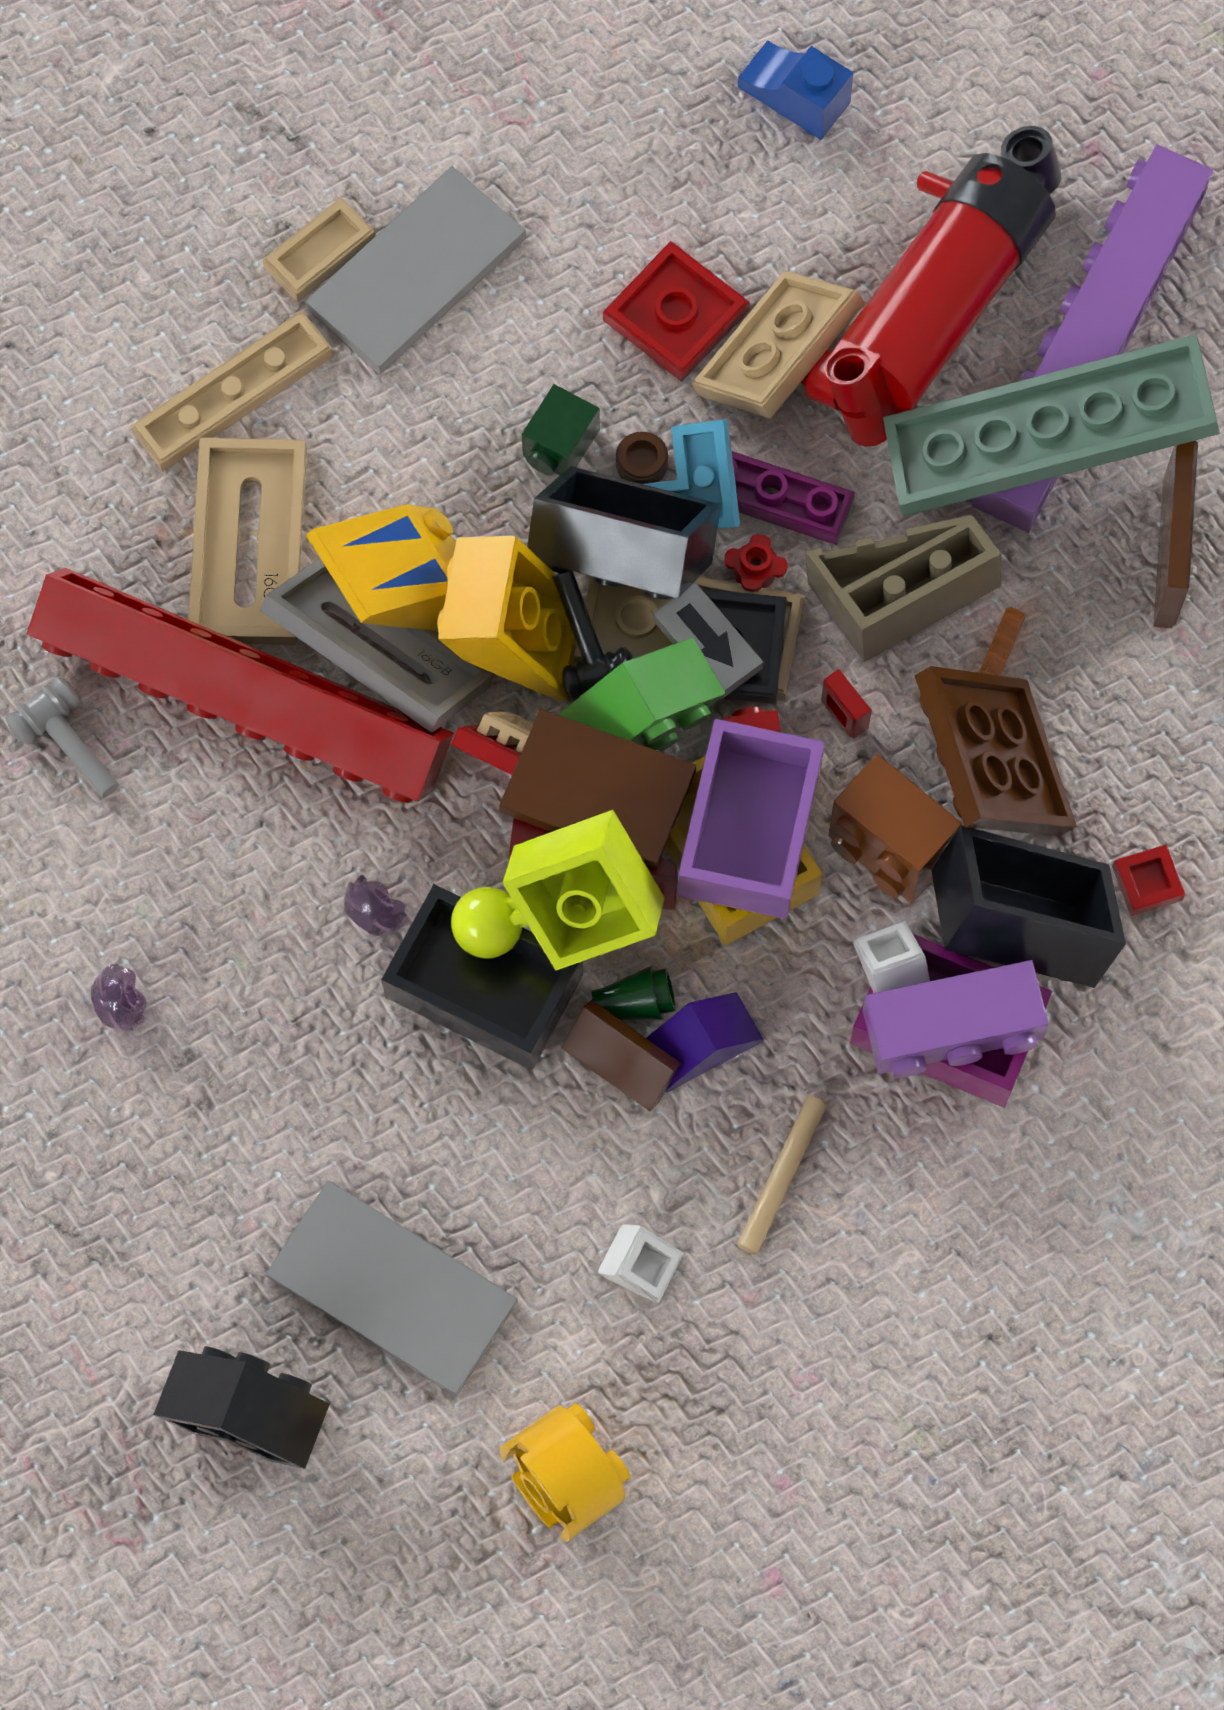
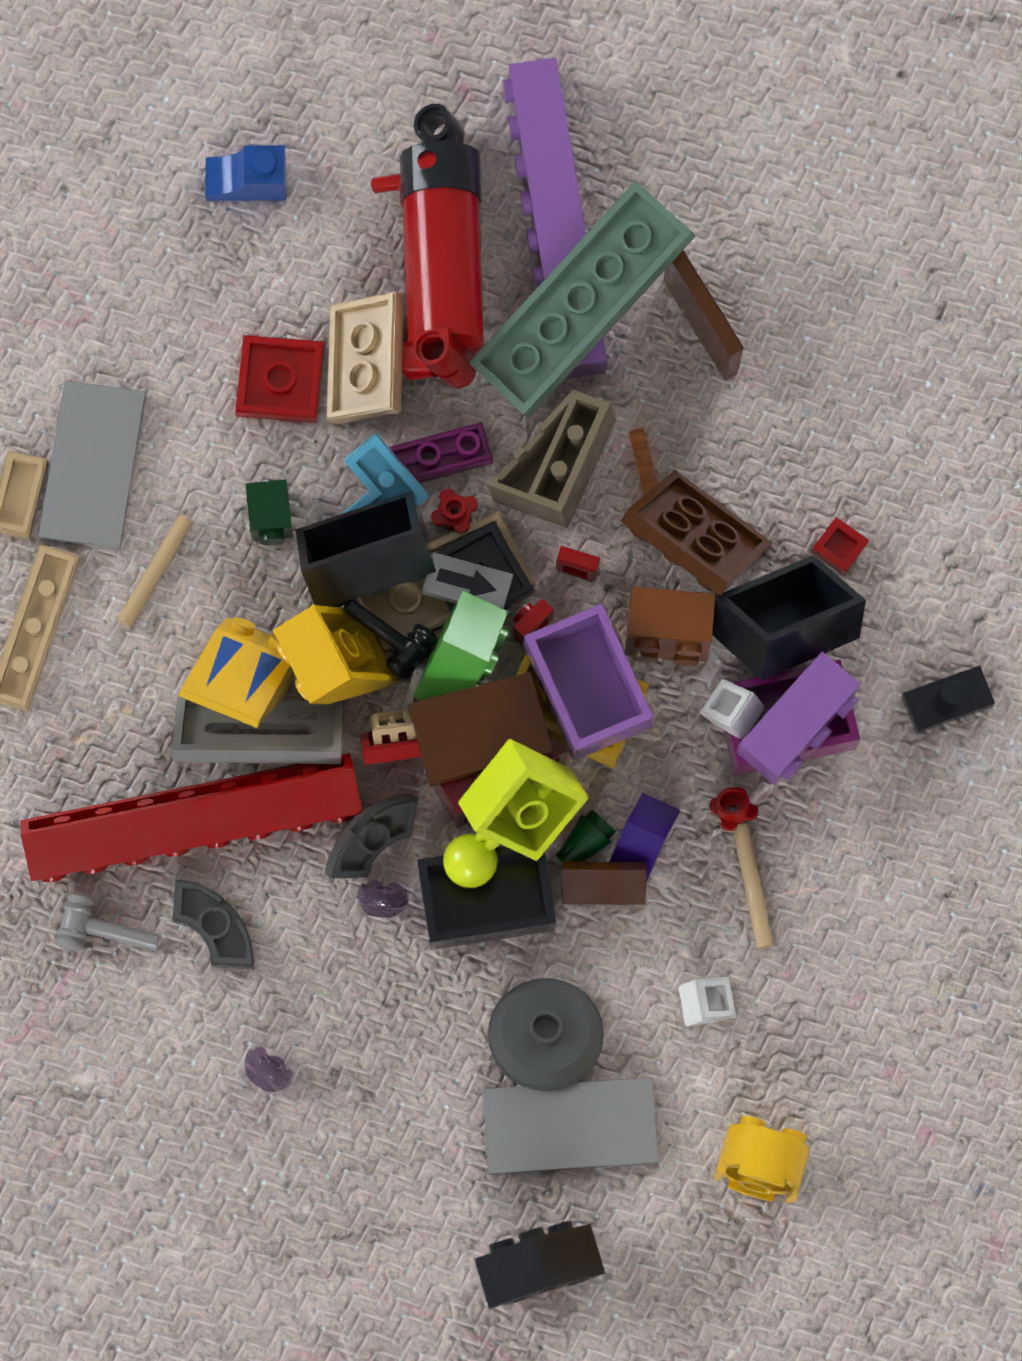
camera: 40 degrees left, 5 degrees up
(185, 816) = (216, 923): none -> dark grey tile
(221, 474) = (69, 686): tan piece -> none
(398, 416) = (154, 571): none -> tan bar
(410, 831) = (370, 835): none -> dark grey tile
(438, 1172) = (545, 1034): none -> dark grey piece
(642, 458) = (331, 492): reddish brown tile -> none
(826, 1064) = (733, 798): none -> red plate
(1149, 1127) = (948, 699): none -> black tile

